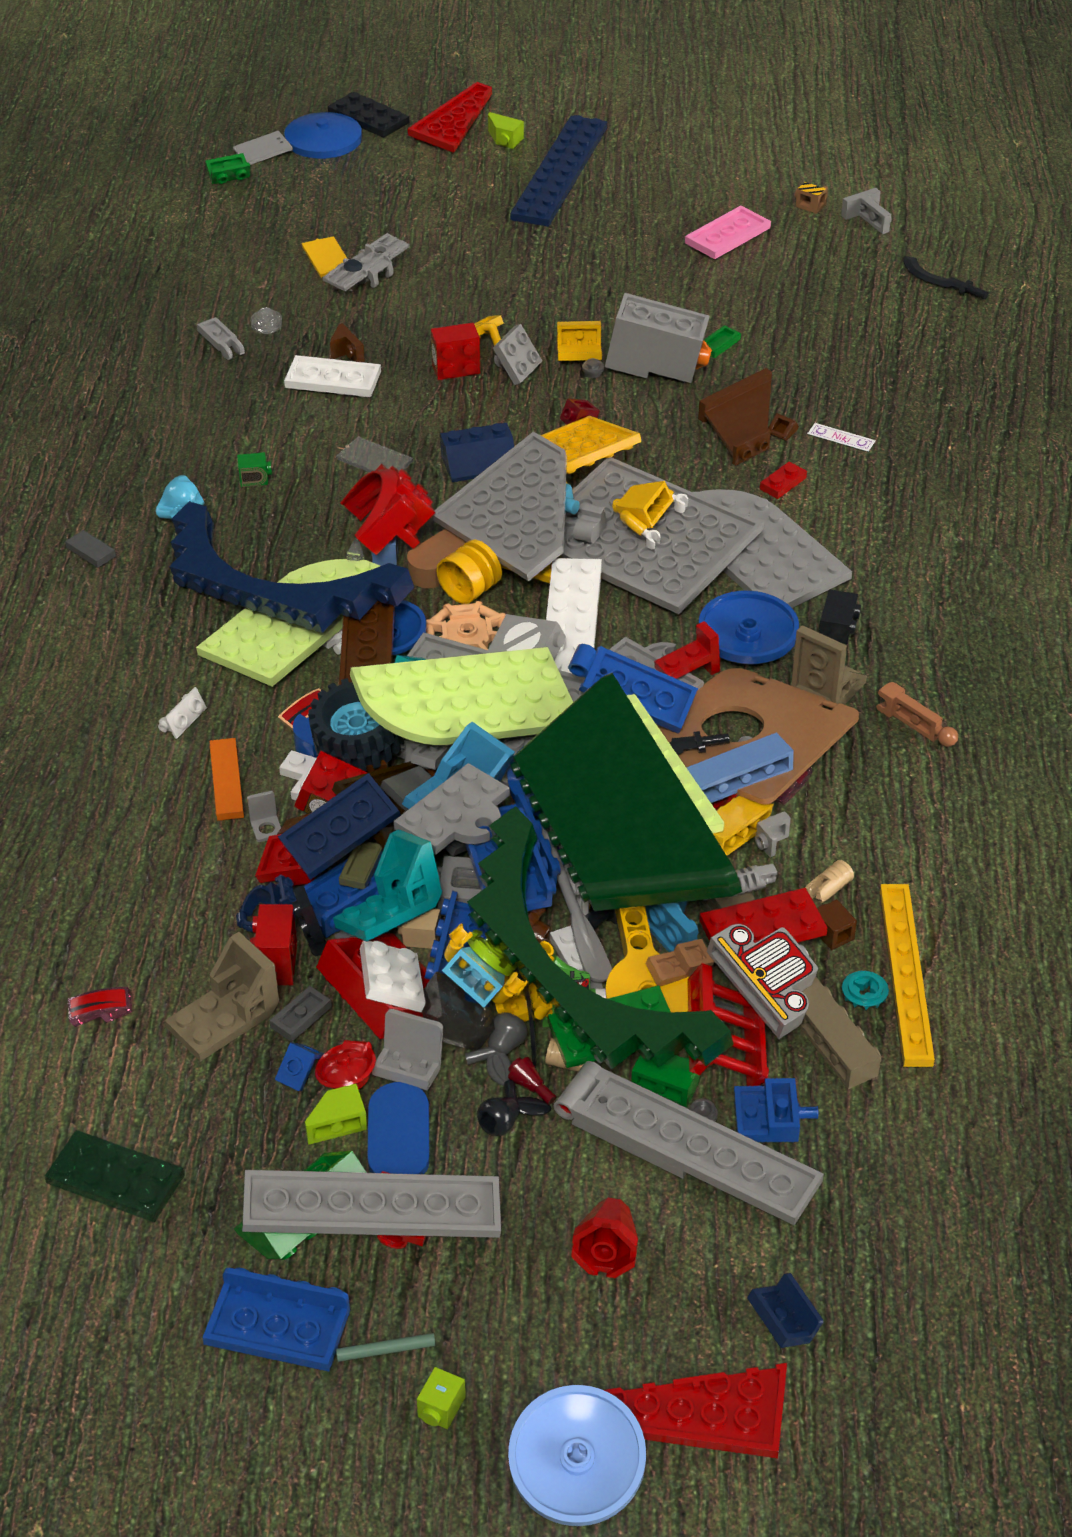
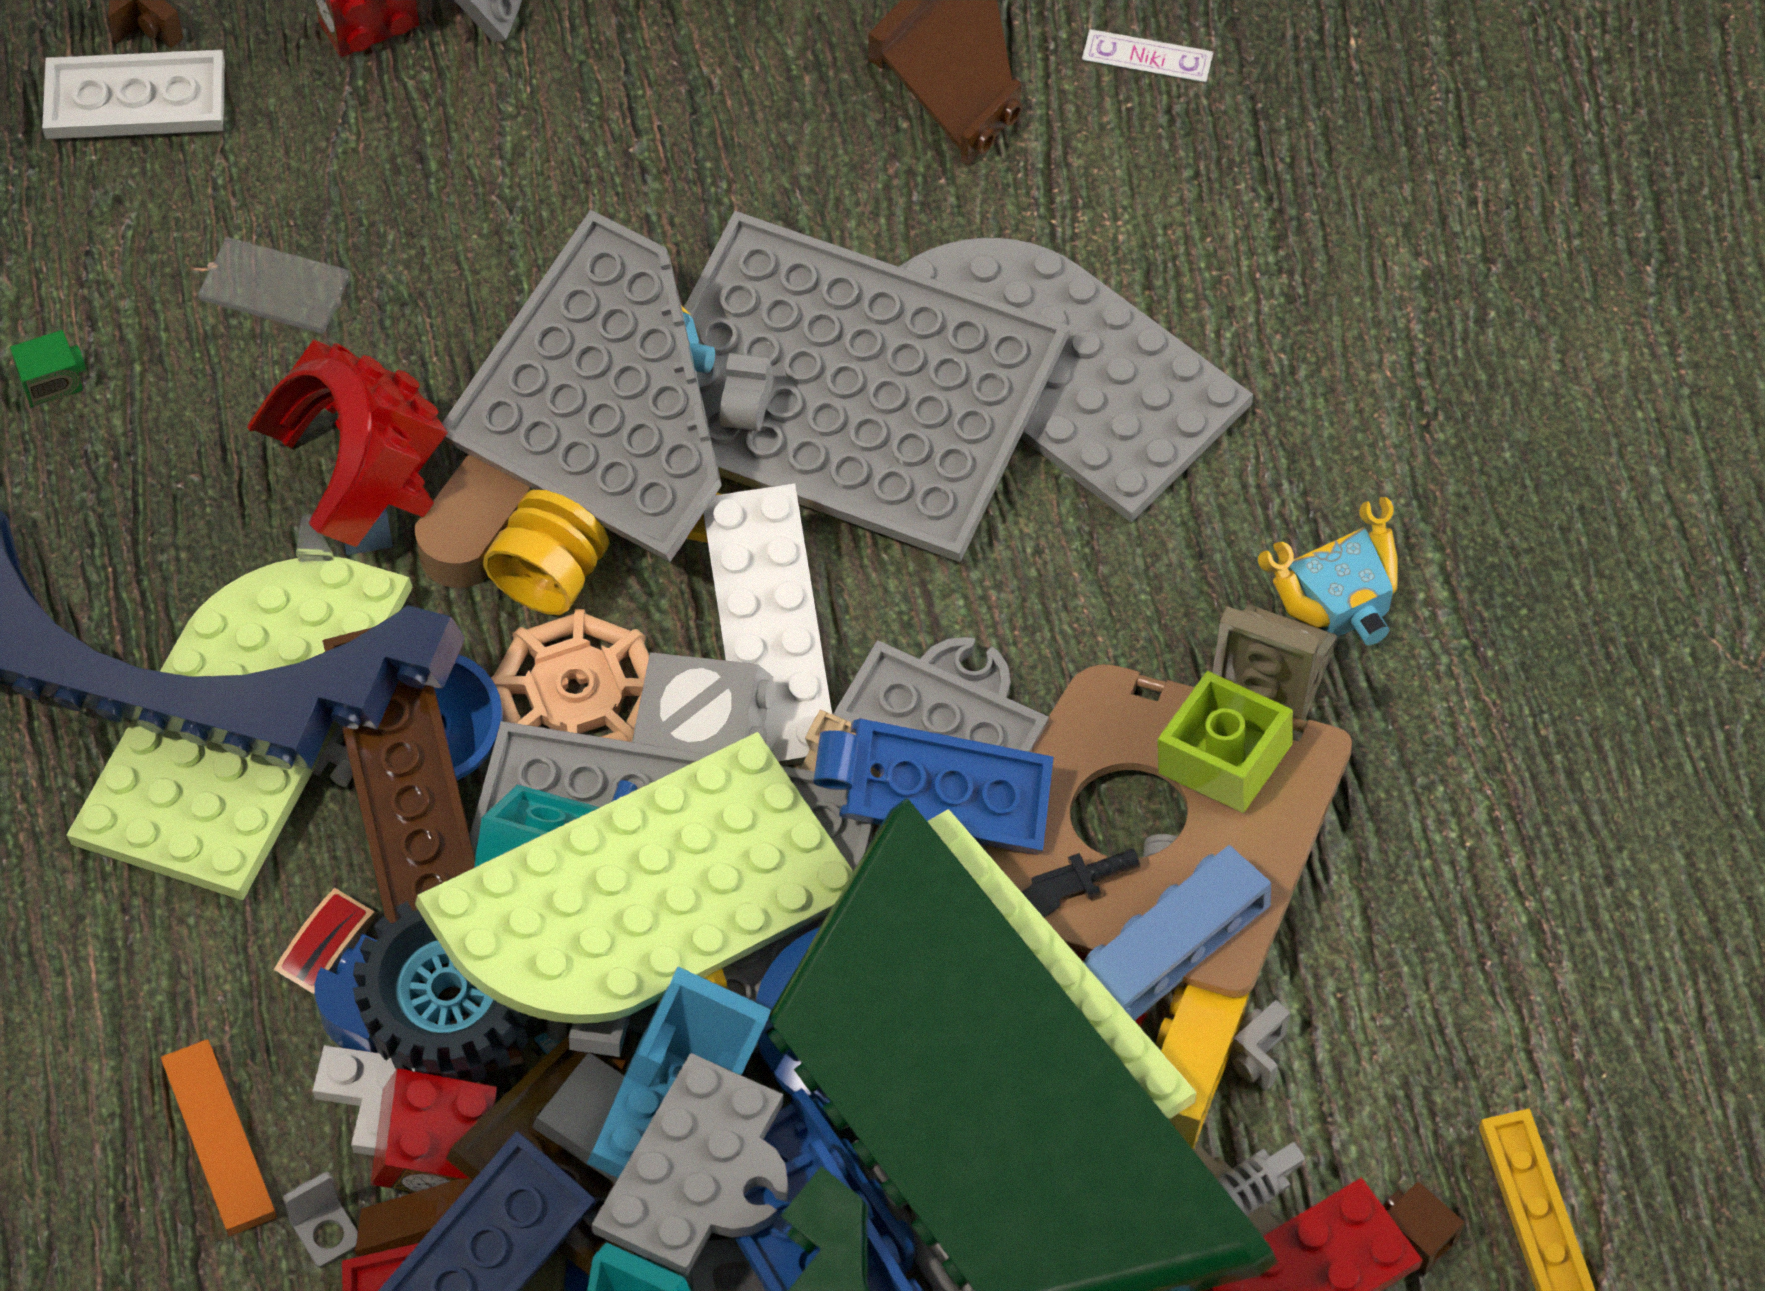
camera: 15 degrees left, 15 degrees up
(183, 714) = (96, 988): white hinge -> none
(474, 449) = (477, 239): dark blue slope -> none
(577, 409) = (638, 92): dark red bracket -> none
(591, 440) = (670, 181): yellow plate -> none
(645, 505) = (842, 338): yellow torso -> none
(693, 655) = (1014, 670): red bracket -> none
(751, 626) = (1099, 573): blue dish -> none
(783, 427) = (1034, 57): reddish brown slope -> none
(783, 480) = (1067, 187): red plate -> none
(789, 696) = (1225, 741): none -> lime brick
(830, 881) = (1389, 1127): tan hinge -> none
(839, 615) = (1255, 505): black brick -> none
(877, 652) = (1342, 582): none -> torso
(915, 715) = (1405, 690): nougat plate -> none

